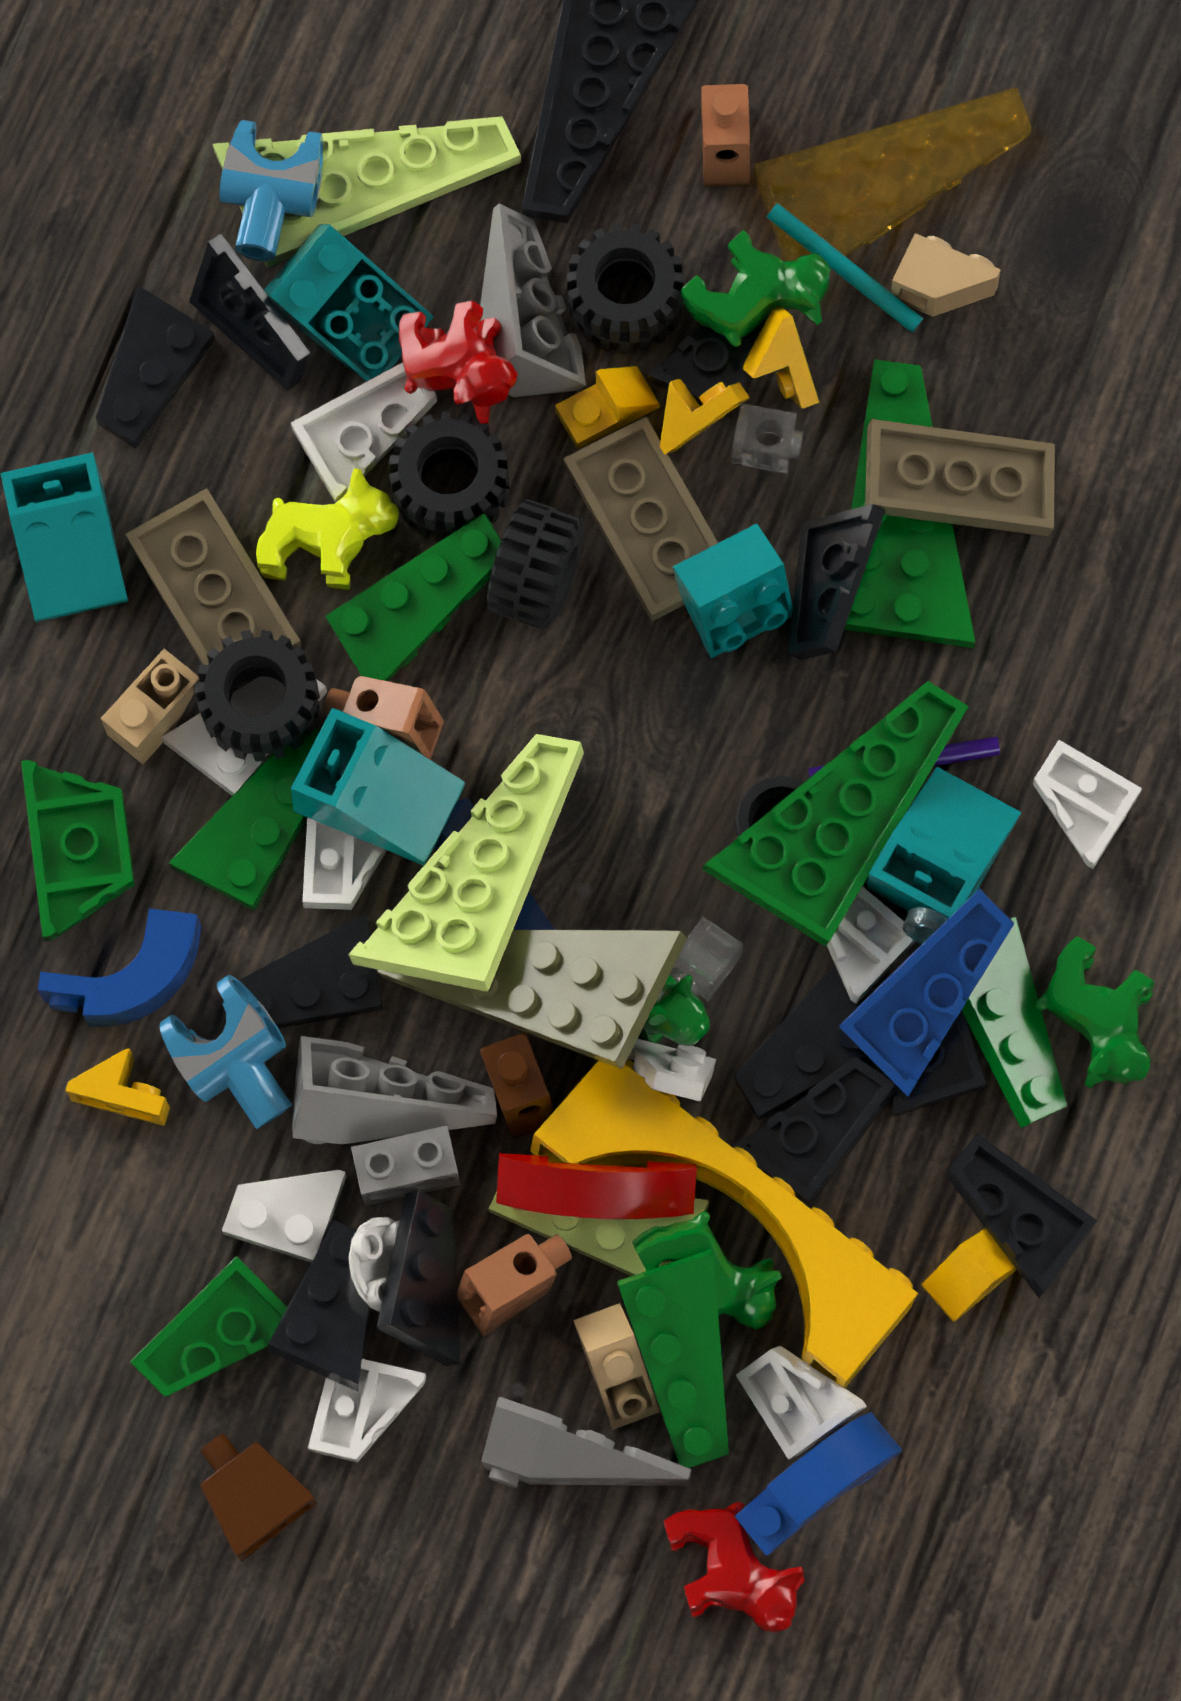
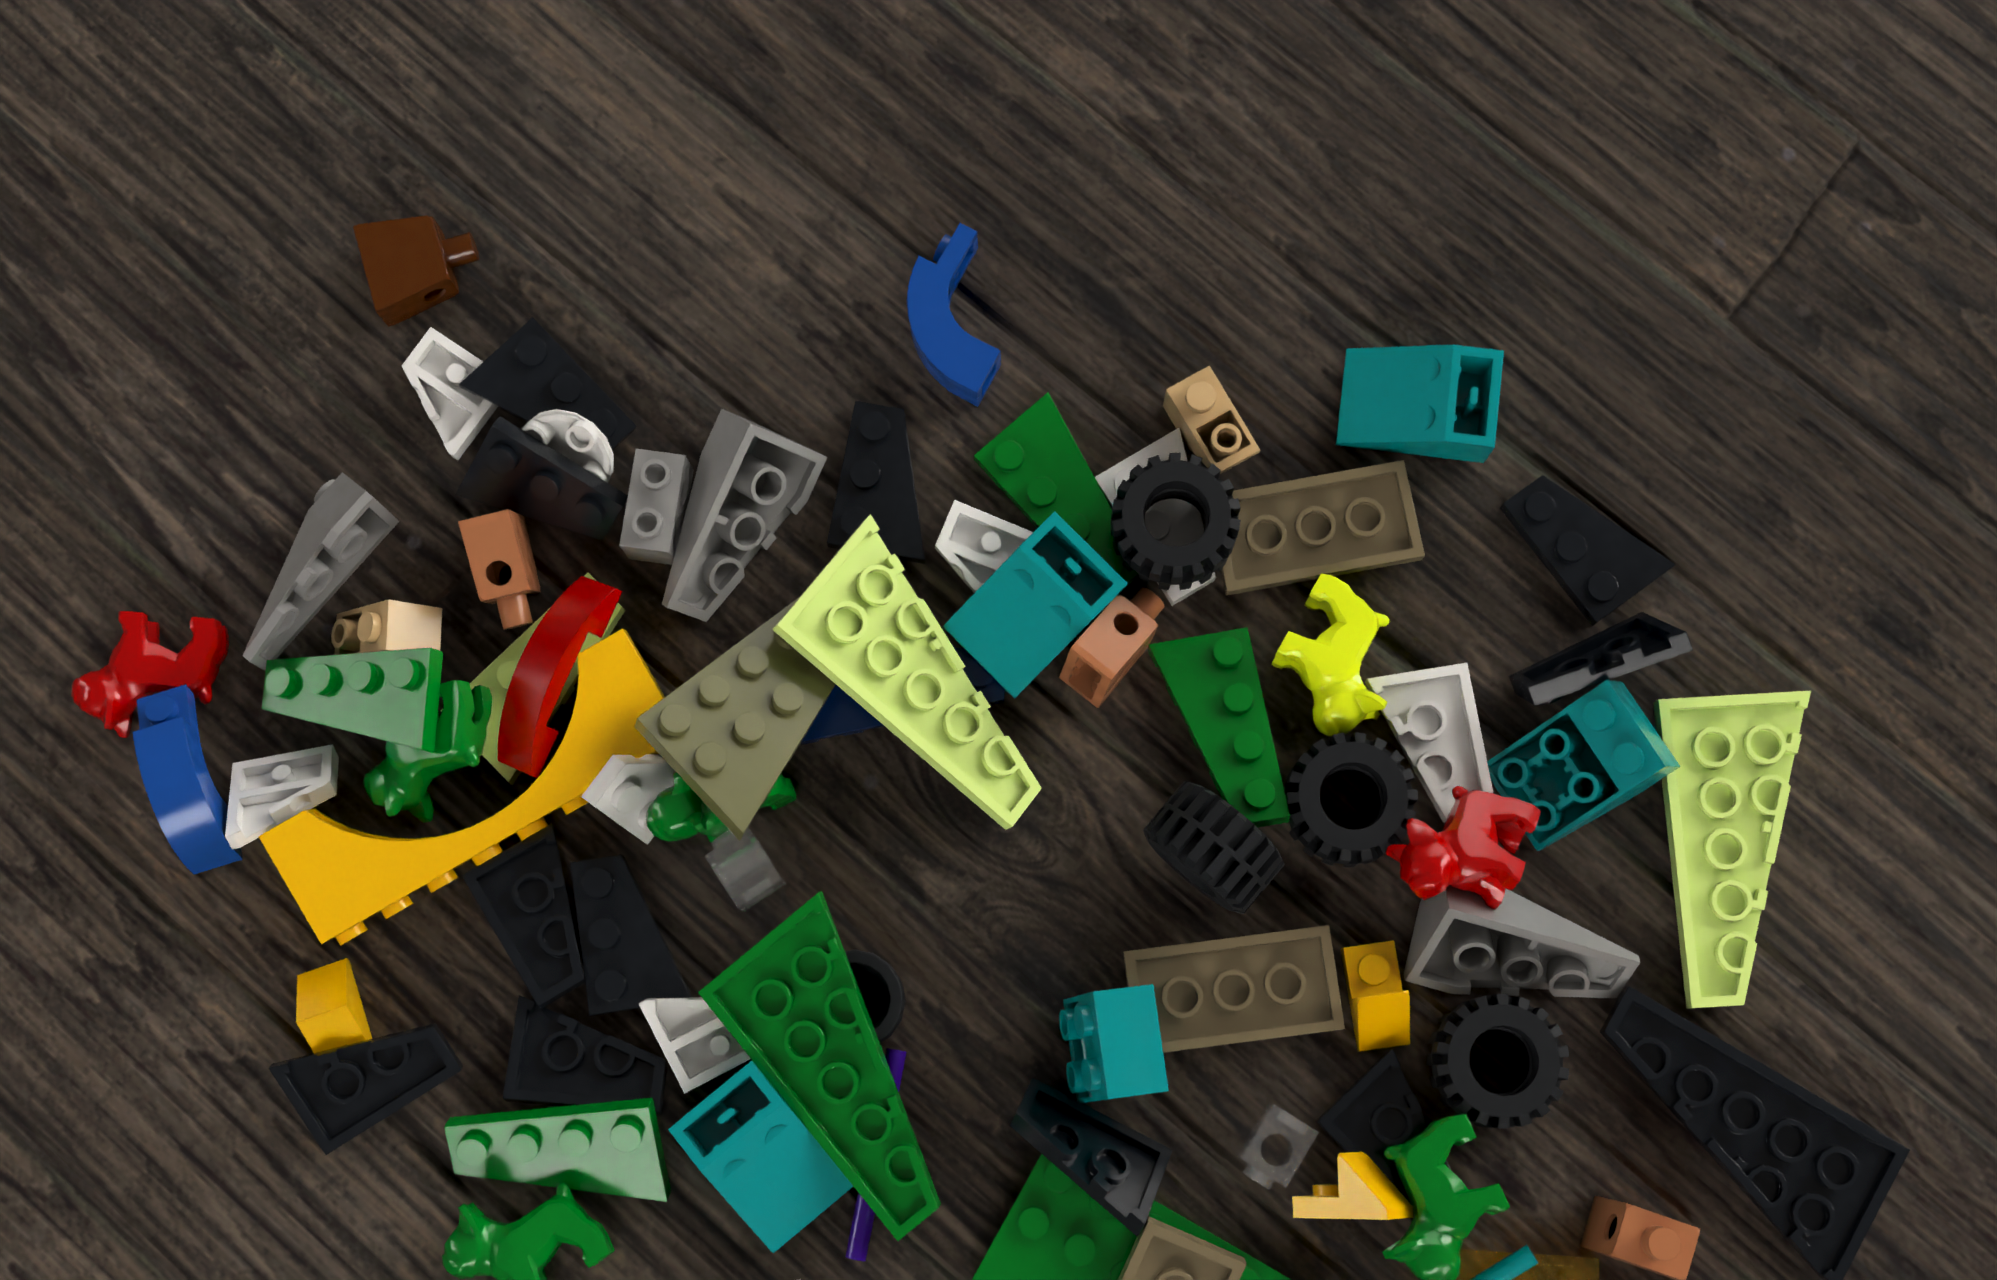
camera: 110 degrees right, 5 degrees up
(76, 846) = (1100, 312): green wing -> none
(106, 1089) = (840, 262): yellow slope -> none
(215, 1330) = (579, 284): green wing -> none
(234, 1057) = (828, 382): dark azure connector -> none
(269, 189) = (1735, 727): dark azure connector -> none
(286, 1213) = (664, 386): white wing -> none
(517, 1084) = (691, 635): reddish brown torso -> none
(687, 419) = (1324, 1074): yellow slope -> none
(922, 923) = (678, 1102): clear light blue tile -> none
(922, 998) = (607, 1074): blue wing -> none

